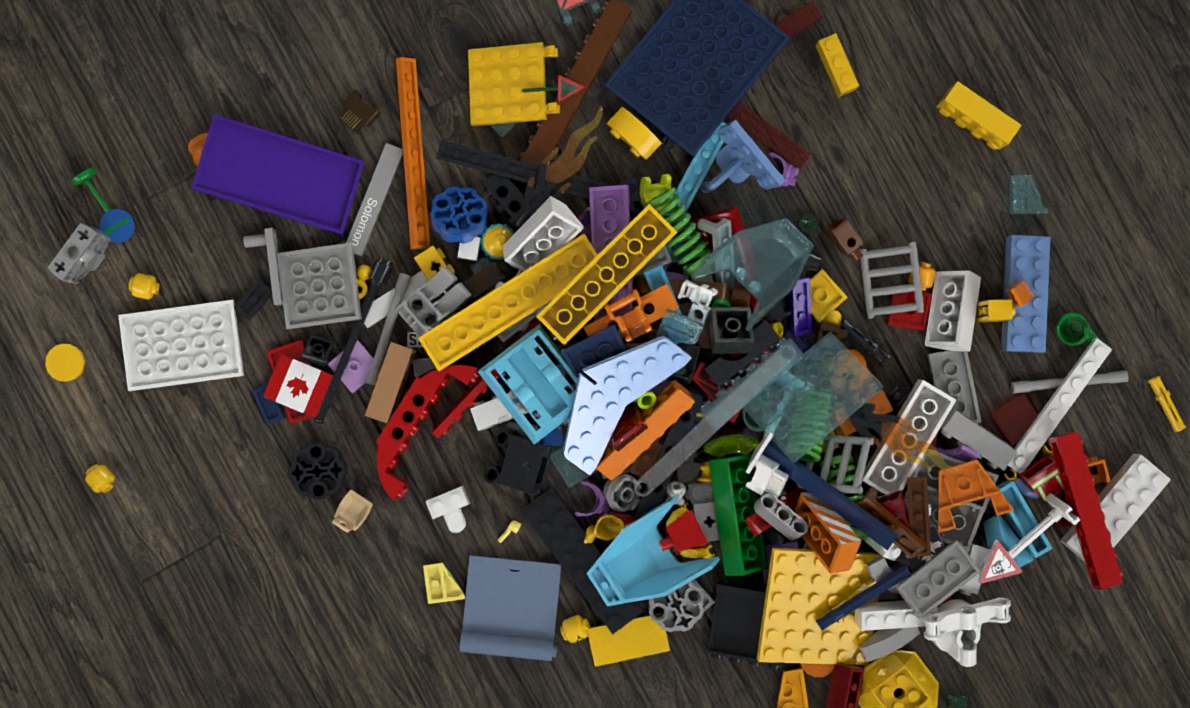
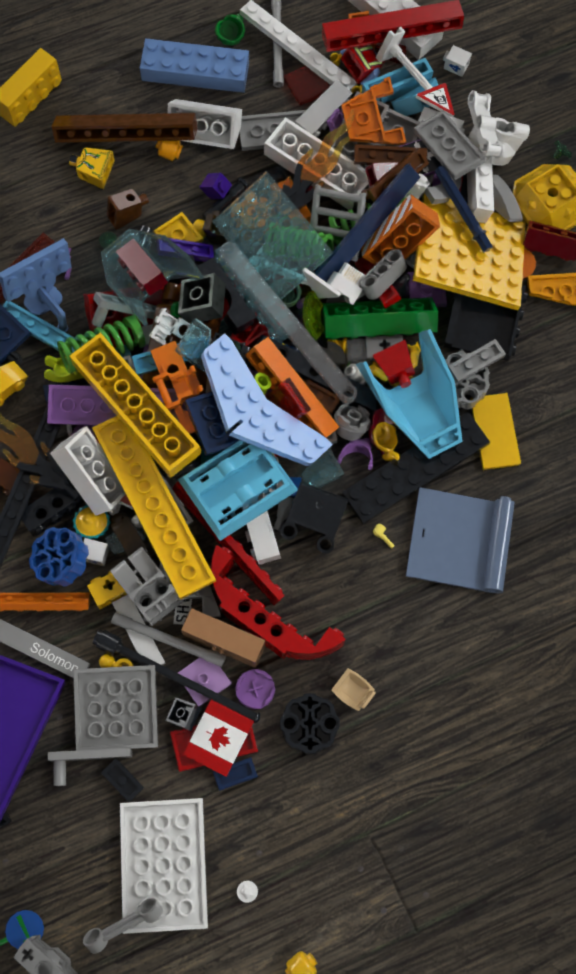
camera: 85 degrees left, 15 degrees down
(124, 314) = (142, 914): none -> light grey piece
(143, 286) = (94, 902): yellow head -> none
(164, 424) = (247, 891): none -> white tile
(348, 416) = (255, 689): none -> medium lavender tile
(441, 584) = (434, 607): light yellow wing -> none
(450, 505) = (355, 590): white brick -> none
(575, 628) = (483, 478): yellow head -> none
(692, 617) = (476, 361): none -> light grey plate
(761, 264) = (141, 267): none -> brick
(878, 330) = (215, 185): none -> dark purple brick
(893, 197) = (93, 165): none -> yellow torso
(910, 319) = (198, 161): red tile -> none
(916, 286) = (177, 148): light grey bar -> none
(936, 227) = (125, 127): none -> reddish brown brick
(994, 311) = (207, 82): yellow brick -> none
(1020, 293) = (193, 57): orange slope -> none
(1024, 196) = (106, 60): clear light blue wing -> none
(1059, 583) = (457, 60): none -> white brick

